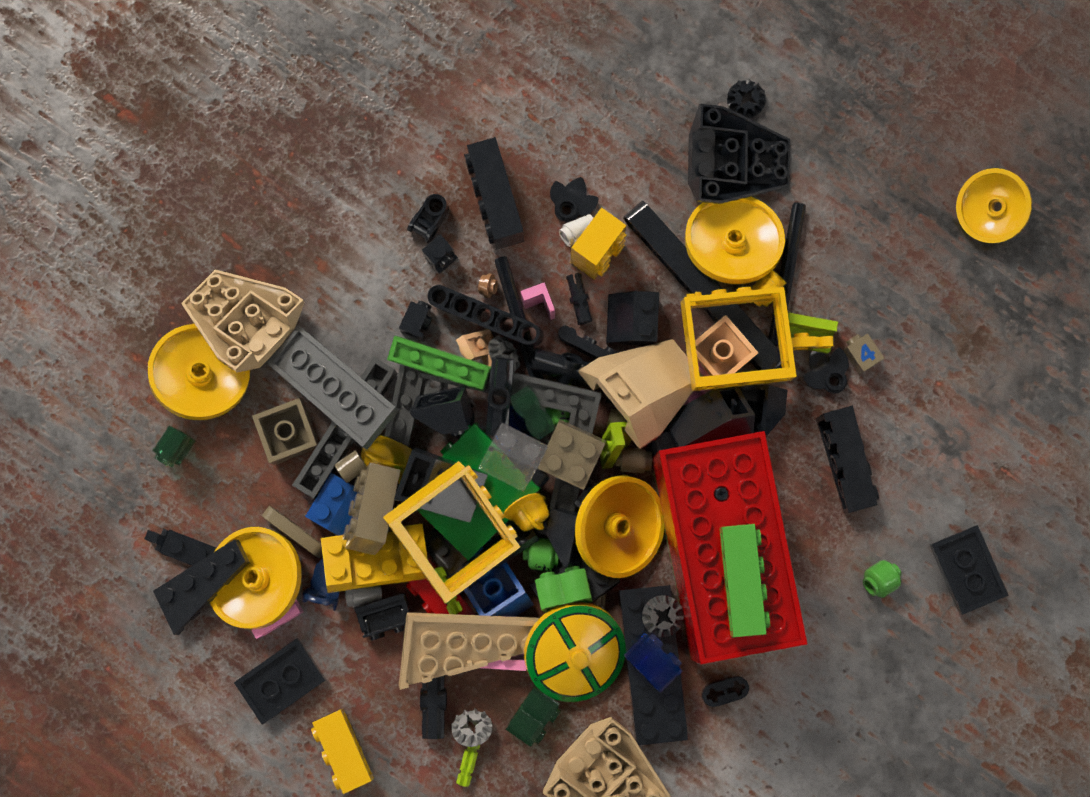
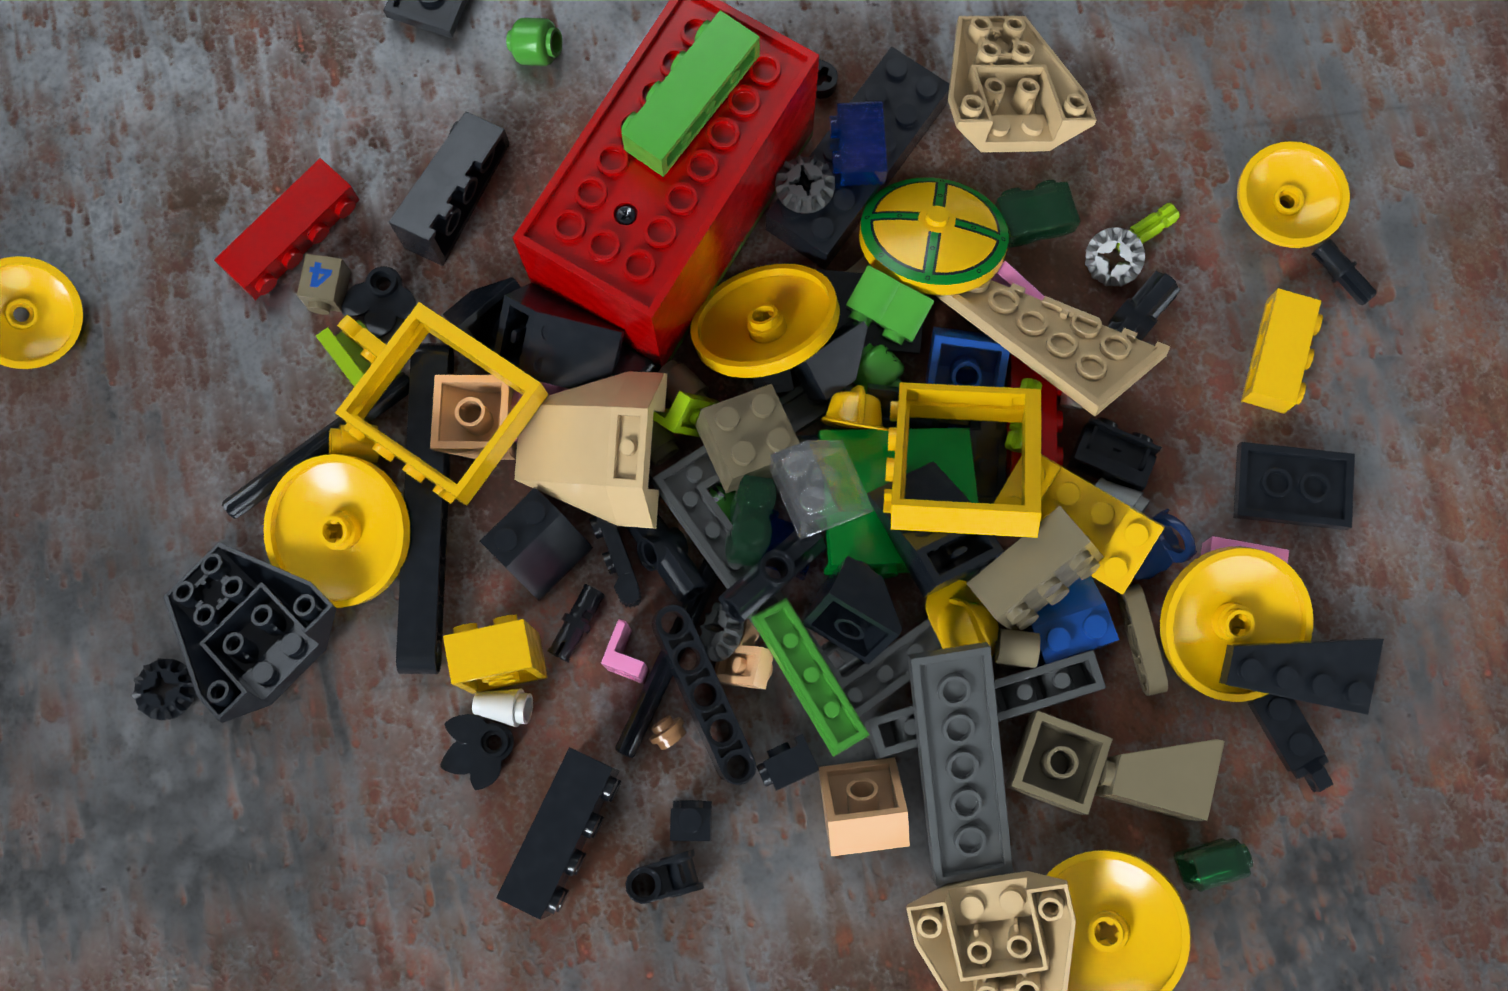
camera: 140 degrees left, 5 degrees down
(230, 467) = (1165, 780): none -> dark tan slope
(363, 331) = (864, 806): none -> light nougat slope
(908, 365) = (288, 229): none -> red brick

